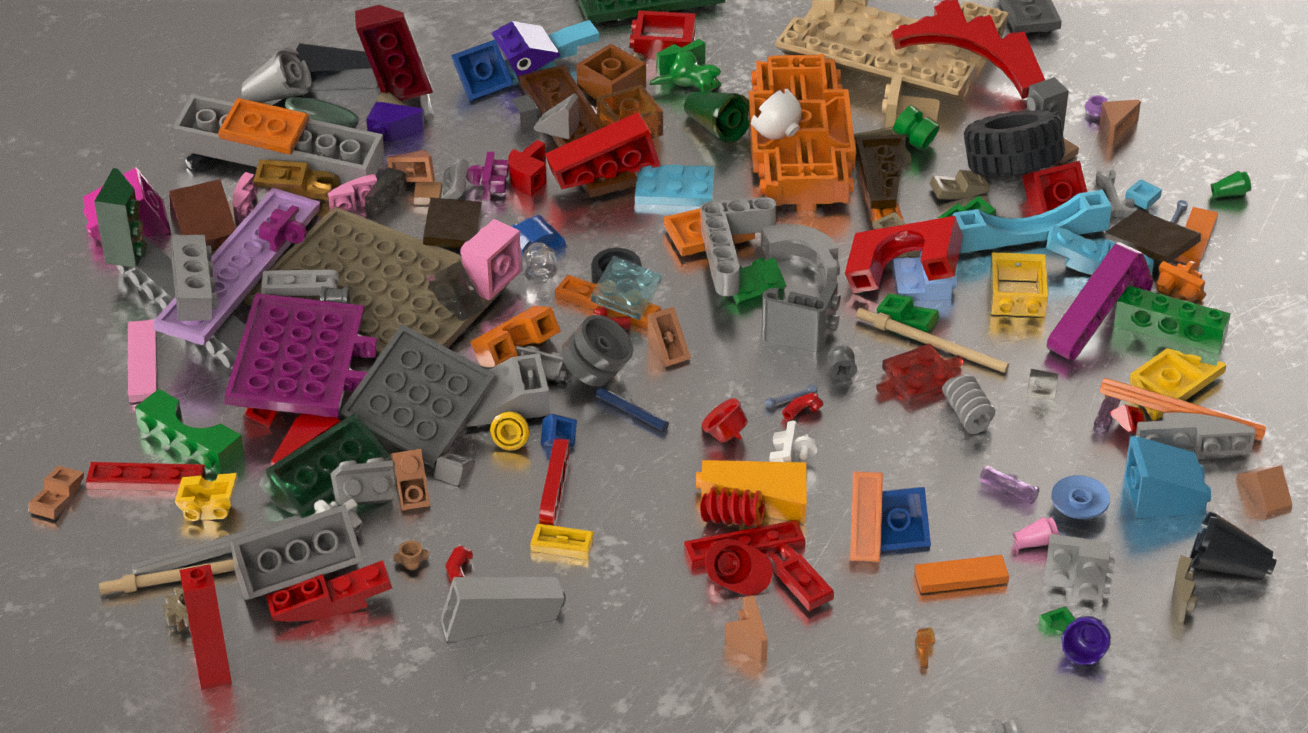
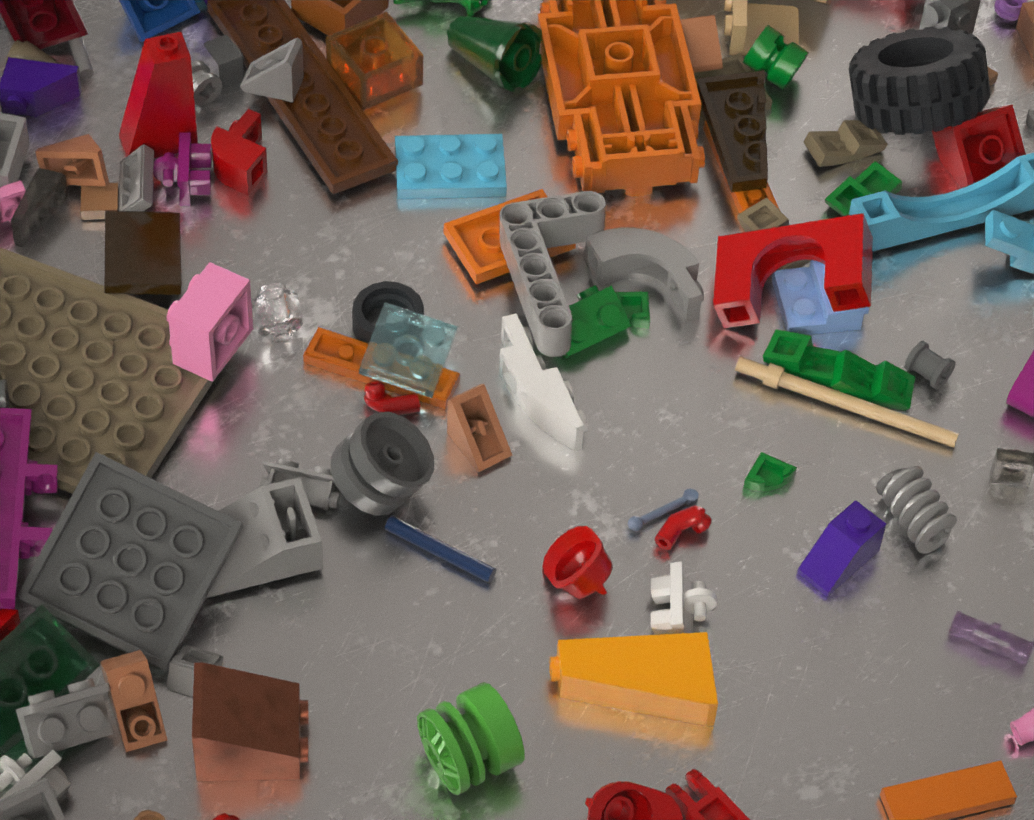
camera: 10 degrees left, 10 degrees up
(456, 291) = (164, 374): clear smoke slope -> none
(476, 125) = (160, 98): none -> red slope
(482, 496) = (246, 726): none -> copper slope
(506, 125) = (205, 84): none -> light grey wheel
(509, 430) = (270, 605): yellow brick -> none
(528, 327) = (279, 422): orange arch -> none
(538, 231) = (266, 263): blue cylinder -> none
(554, 482) = (346, 688): red beam -> none
(558, 427) = (340, 598): blue slope -> none
(561, 545) = (369, 794): yellow tile -> none
(604, 153) = (348, 129): red wedge -> none
(633, 511) = (471, 738): none -> bright green wheel
(714, 318) = (537, 389): none -> white slope
(733, 507) = (612, 714): red piece -> none
(764, 539) = (644, 764): red tile -> none
(778, 116) = (593, 62): white cylinder -> none
(792, 276) = (636, 308): none -> green tile
(803, 320) = (668, 389): dark grey piece -> none
(842, 362) = (729, 451): dark grey wheel -> none
(864, 116) = (702, 43): none -> nougat slope
(866, 516) = (807, 721): orange tile -> none
(868, 379) = (769, 474): none -> green tile
(904, 519) = (844, 711): blue slope -> none
(913, 423) = (843, 548): none -> dark purple slope
(918, 373) = (837, 460): clear red plate -> none
(957, 330) = (877, 384): none -> green slope
(994, 320) = (929, 365): none -> dark grey bush
(1031, 269) = (967, 275): yellow window -> none

